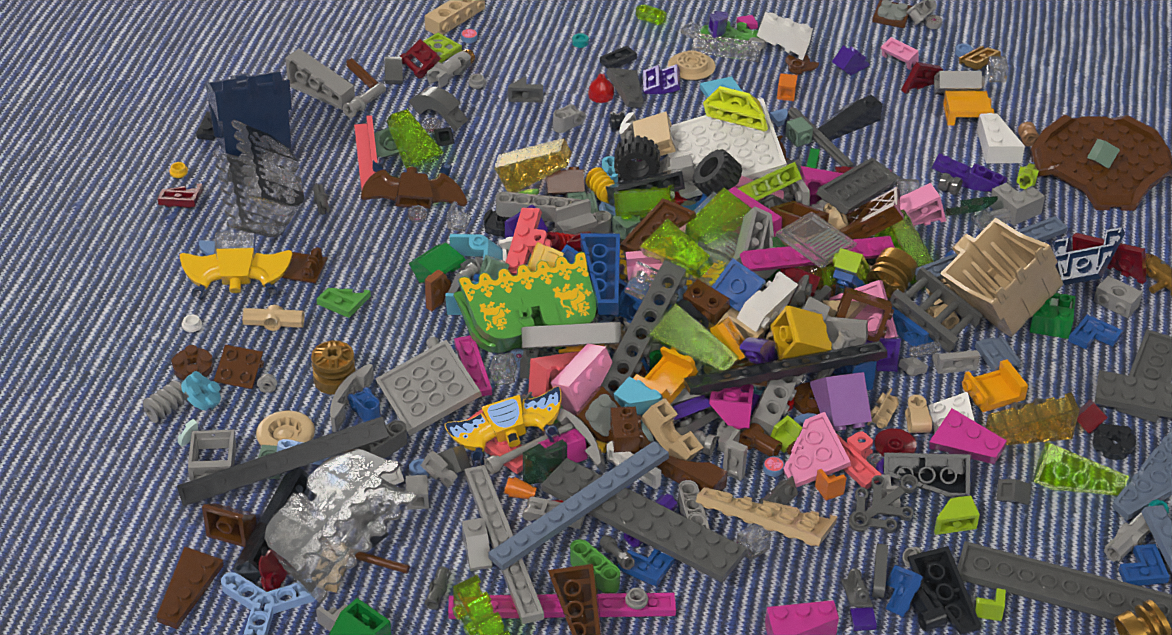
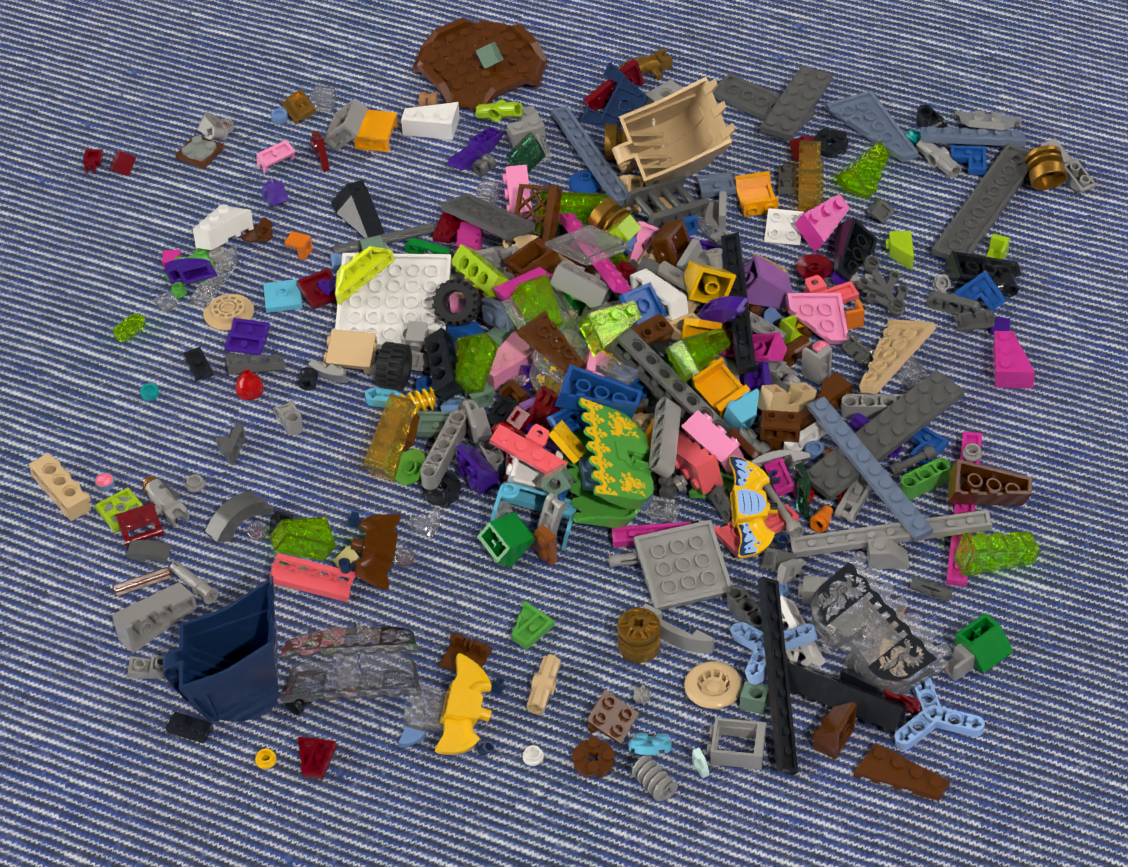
camera: 75 degrees left, 5 degrees up
(365, 404) = (690, 617): blue piece -> none
(918, 415) = (784, 247): tan piece -> none

